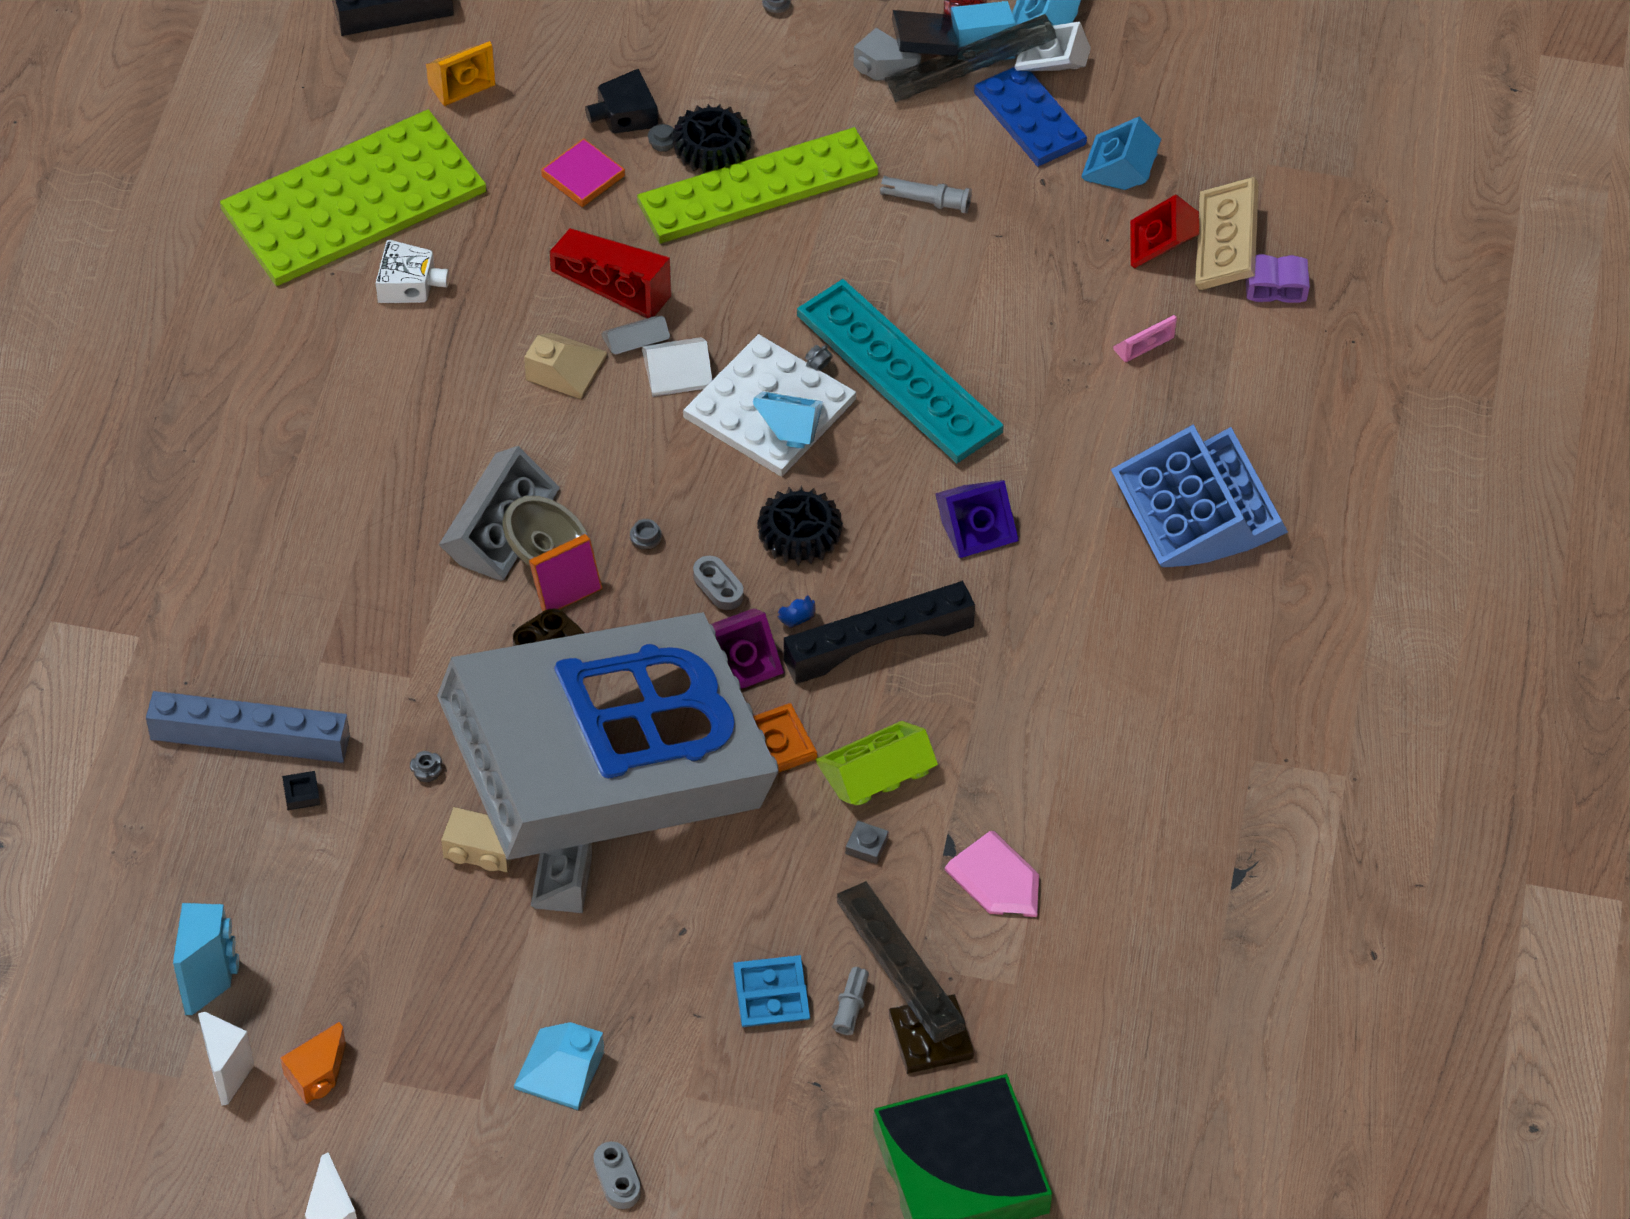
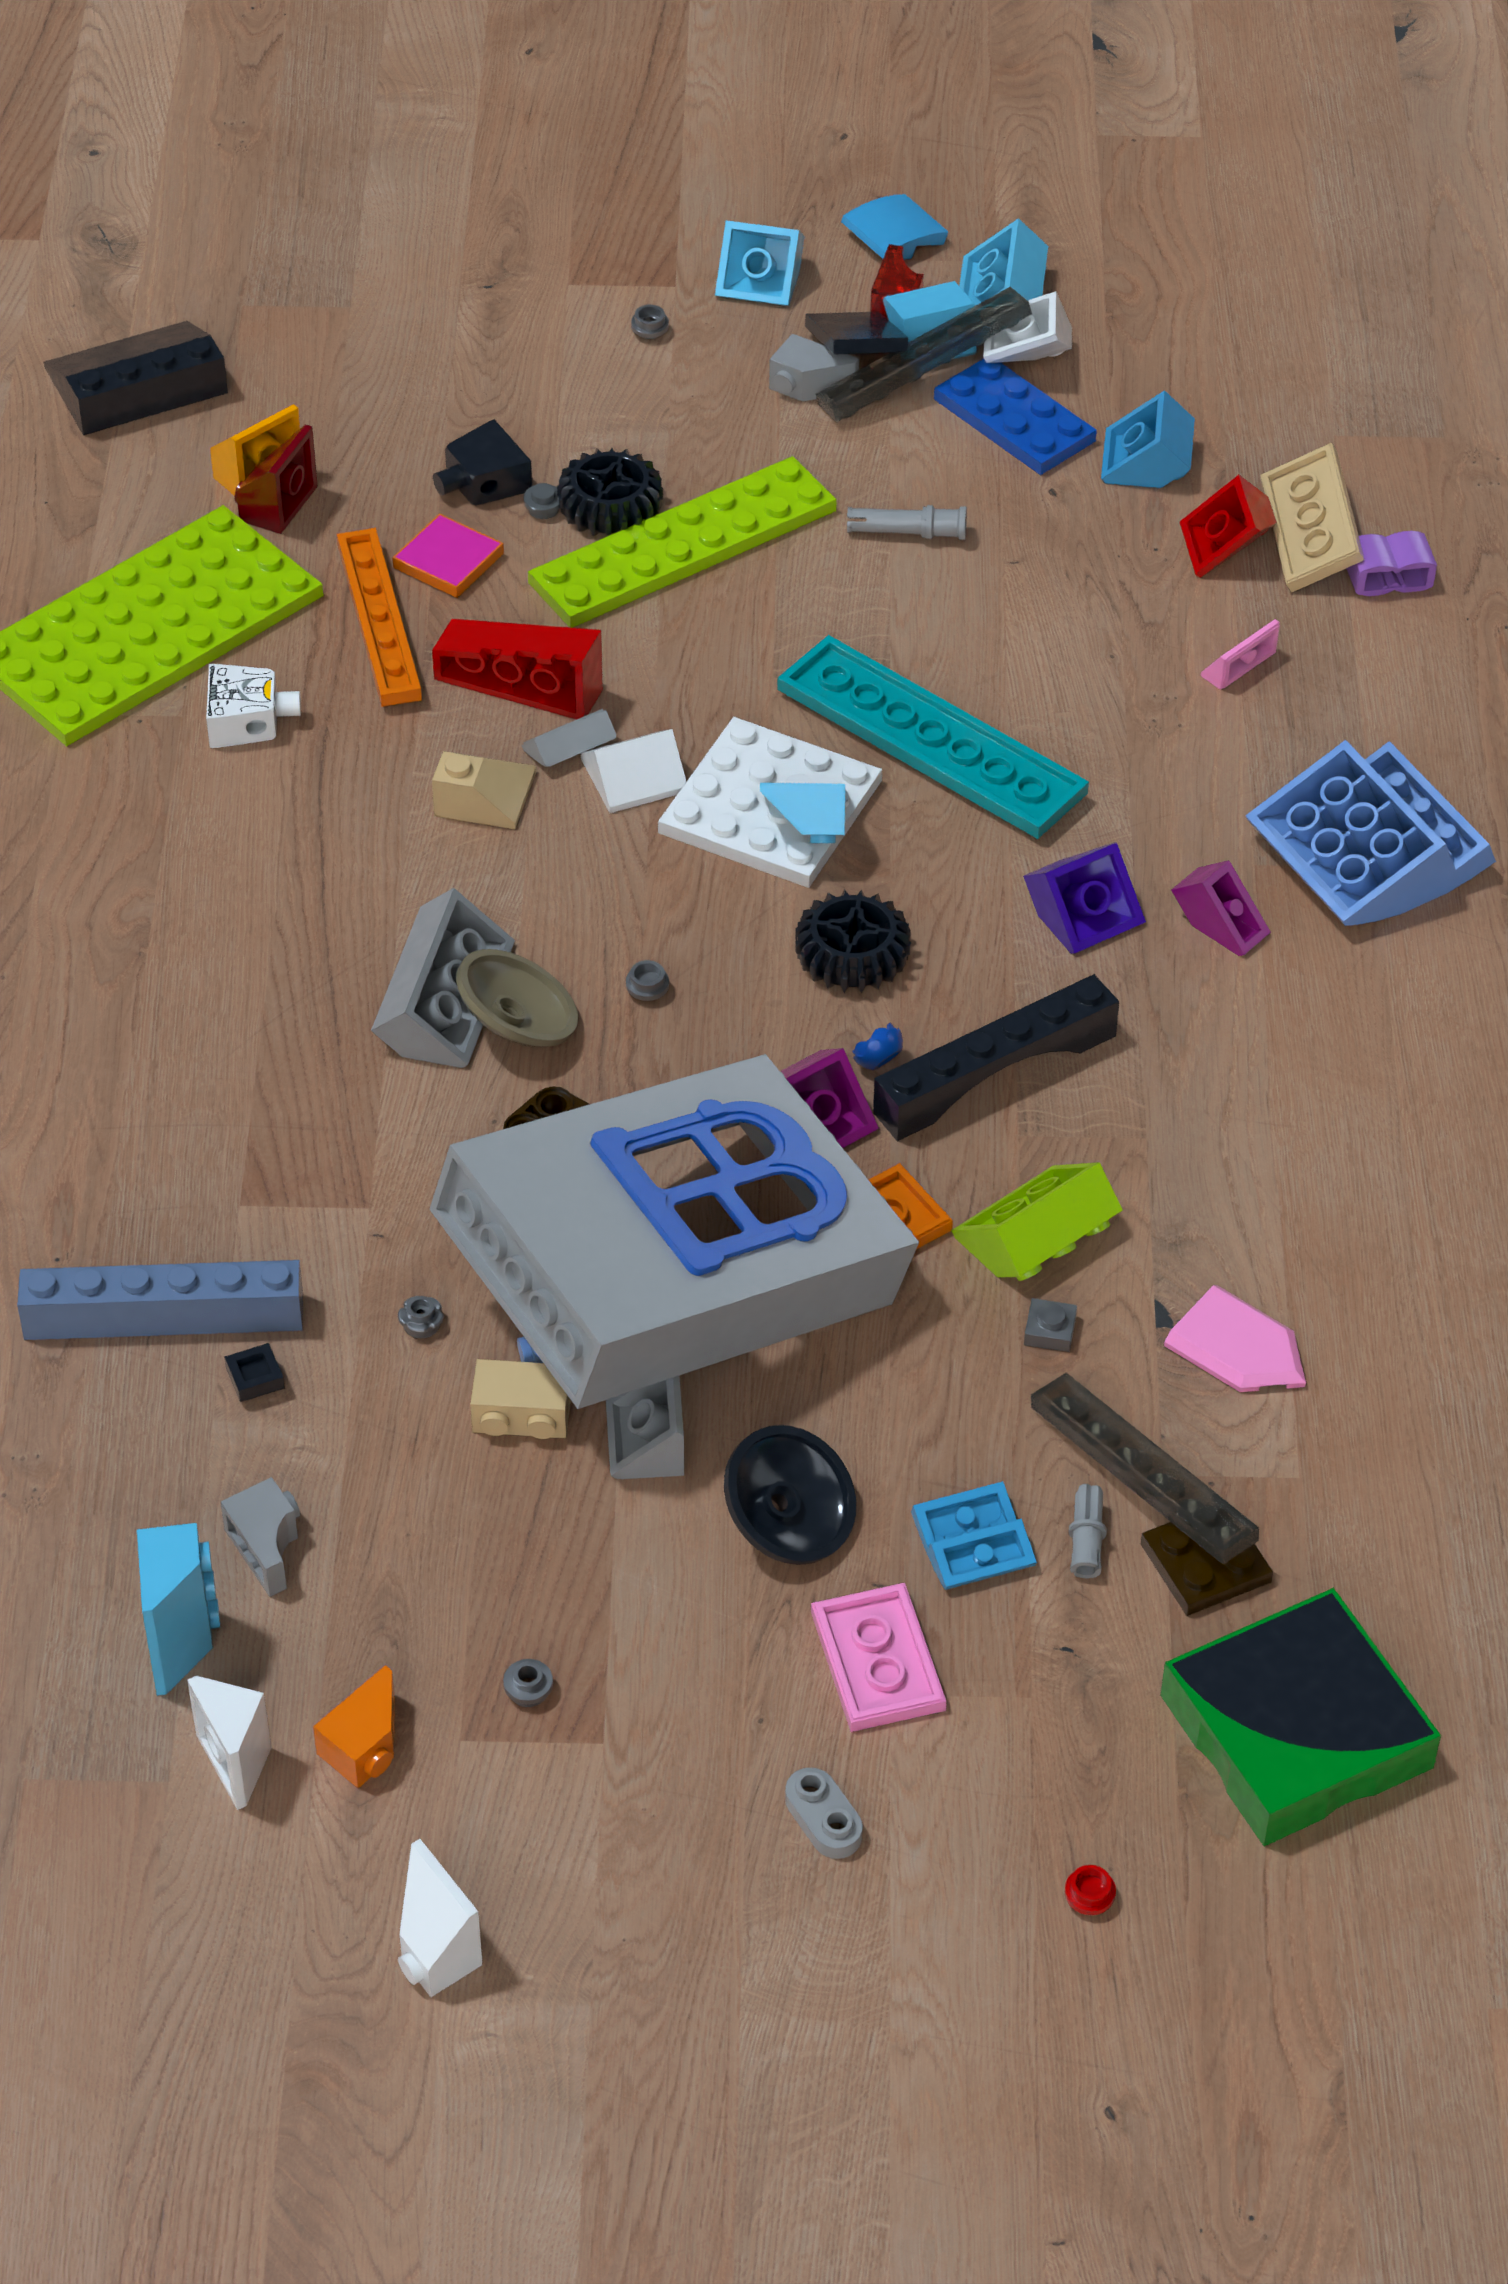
camera: 10 degrees left, 5 degrees down
(281, 906) = (261, 1526): none -> light grey arch
(440, 1055) = (528, 1693): none -> flat silver plate
(471, 99) = (279, 484): none -> dark red slope
(520, 216) = (379, 617): none -> orange plate
(562, 1064) = (708, 1675): medium azure slope -> none
(566, 574) = (556, 1040): dark pink tile -> none
(665, 940) = (805, 1482): none -> black dish
(682, 1068) = (878, 1657): none -> bright pink tile
(720, 585) = (768, 1028): light grey plate -> none
(818, 357) = (821, 733): flat silver plate -> none
(1074, 539) = (1221, 907): none -> magenta slope

